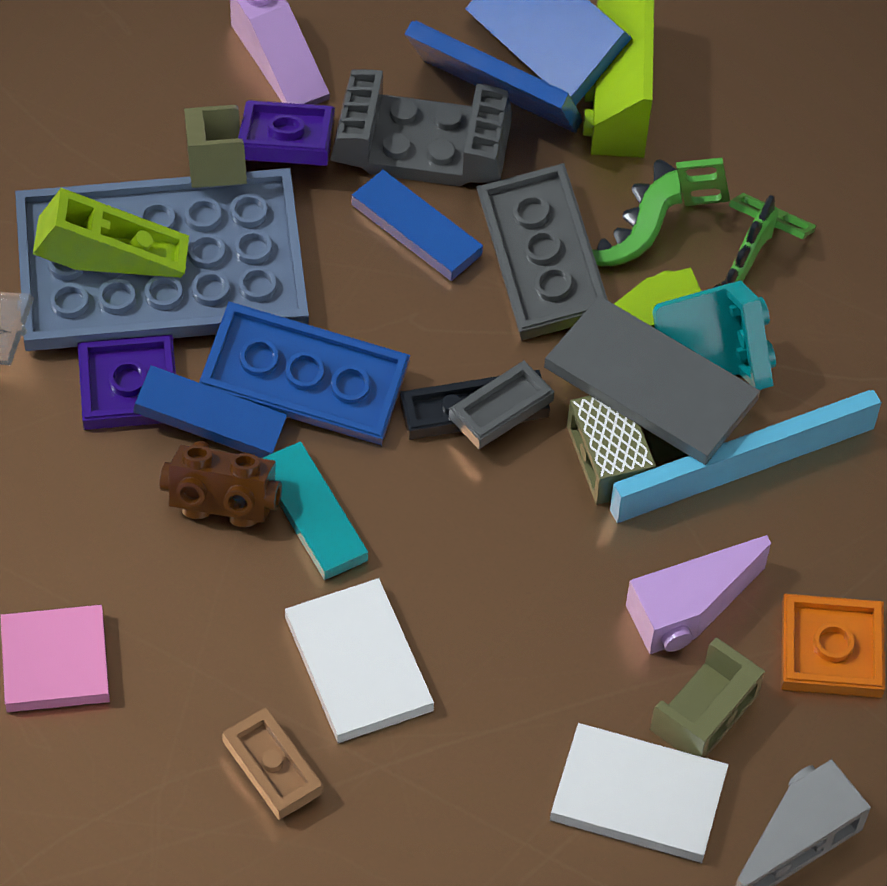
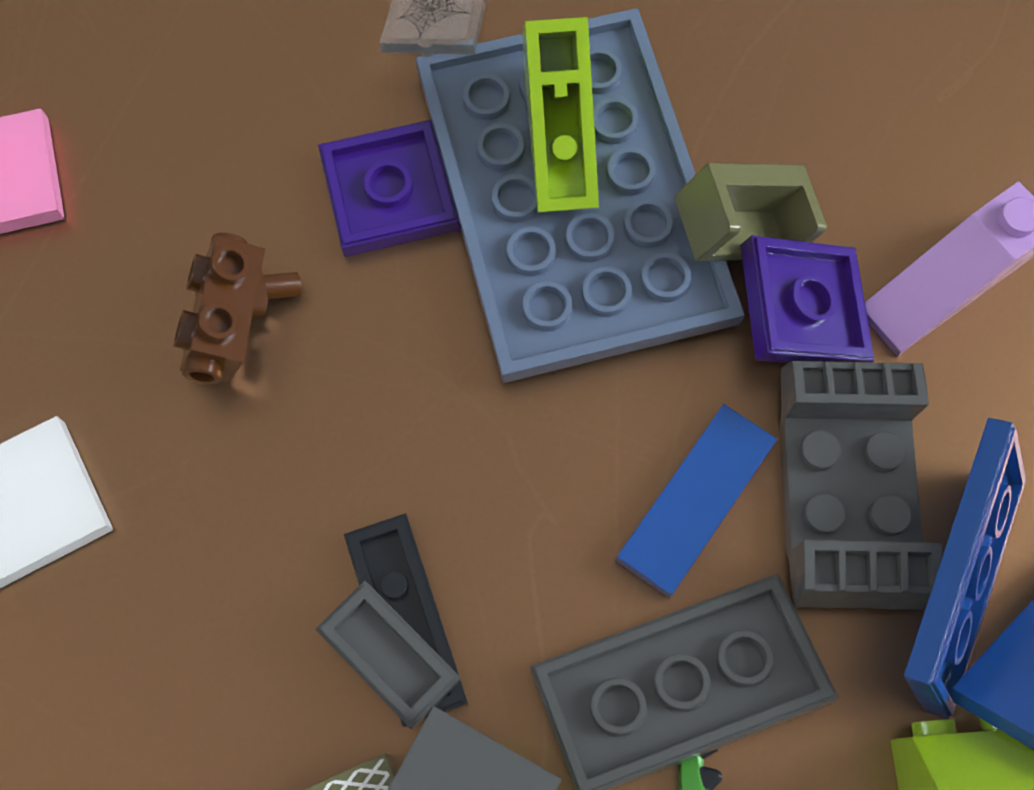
camera: 85 degrees right, 15 degrees up
(209, 412) = (336, 282): blue tile -> none
(306, 372) = (412, 388): blue tile -> none
(316, 513) = (213, 430): teal tile -> none

